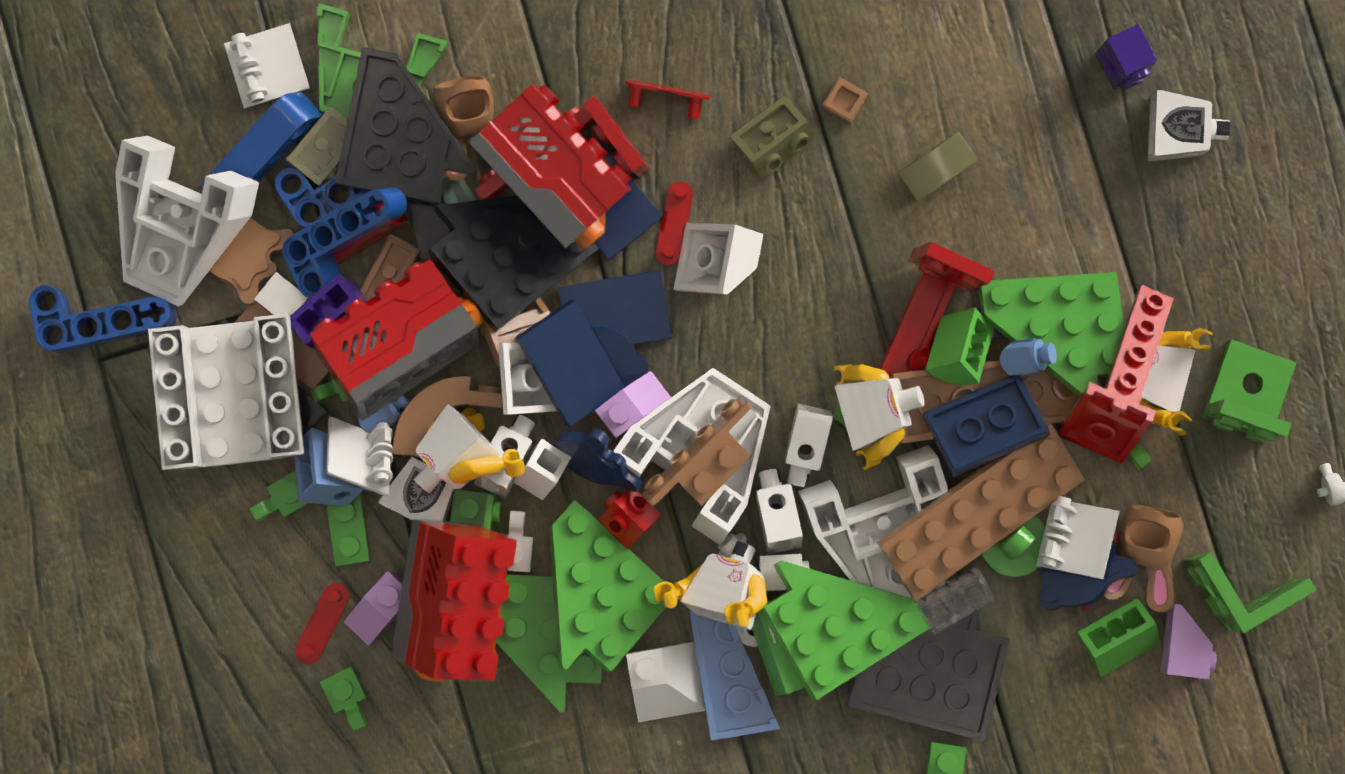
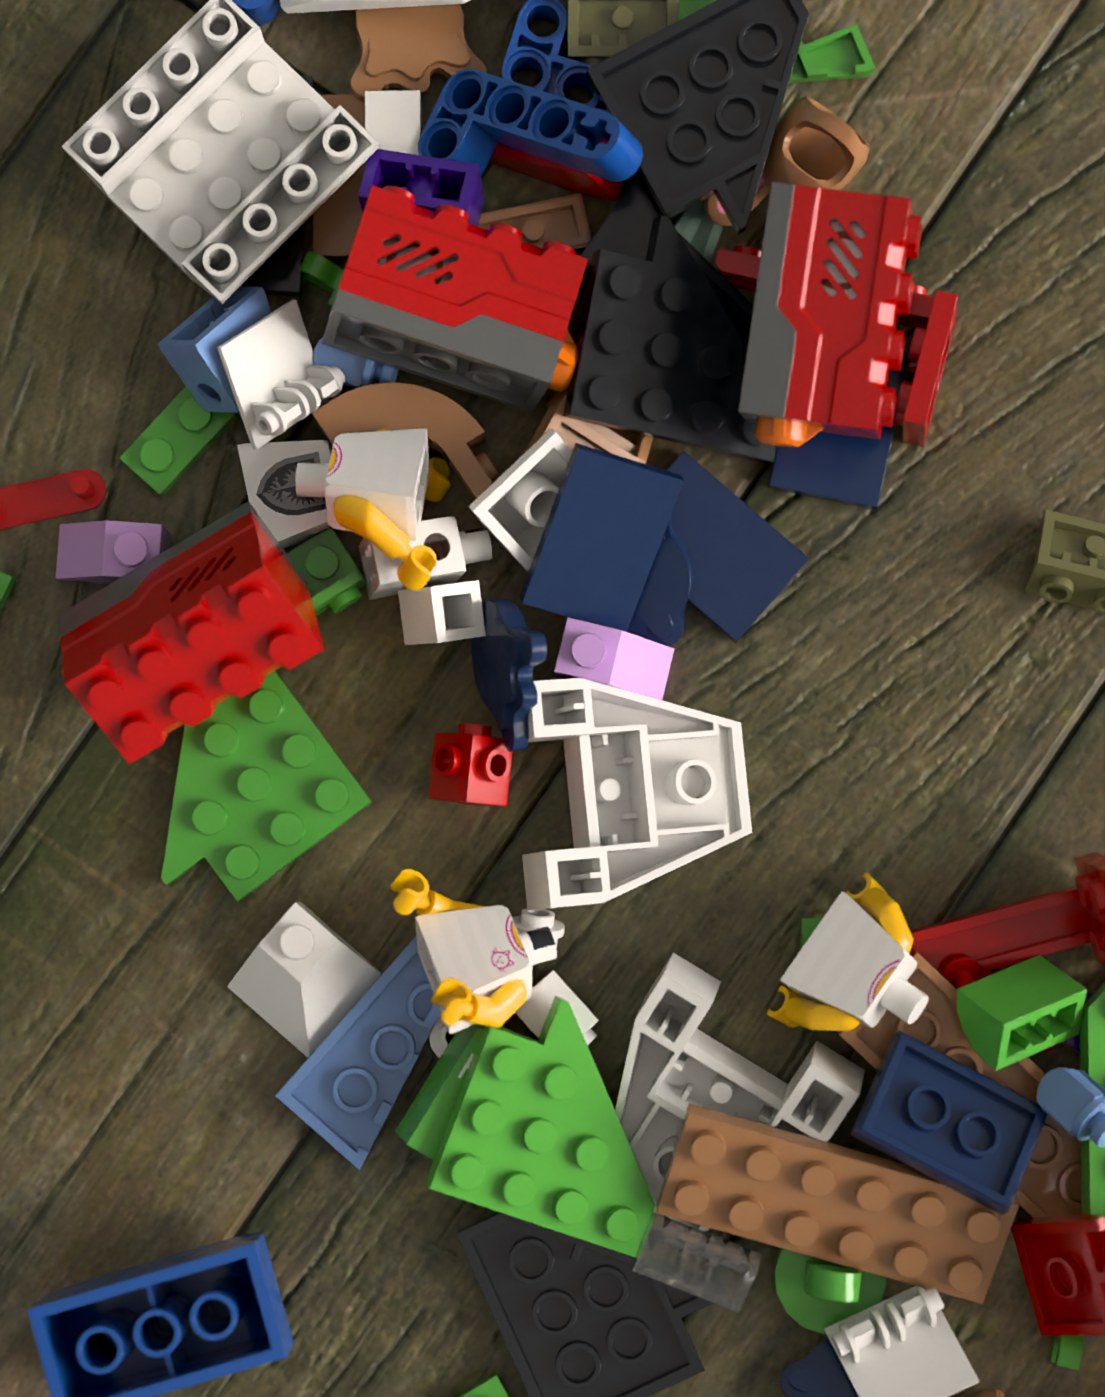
camera: 55 degrees right, 0 degrees up
(283, 498) = (146, 326): bright green plate -> none
(524, 545) = (328, 665): white plate -> none
(599, 591) = (347, 804): bright green wing -> none
(673, 223) = (880, 530): red piece -> none
(695, 101) = (1007, 350): red piece -> none
(707, 461) = (617, 808): medium nougat bracket -> none
(716, 257) = (882, 615): white slope -> none
(781, 526) = (613, 967): white torso -> none
(809, 427) = (764, 903): white torso -> none

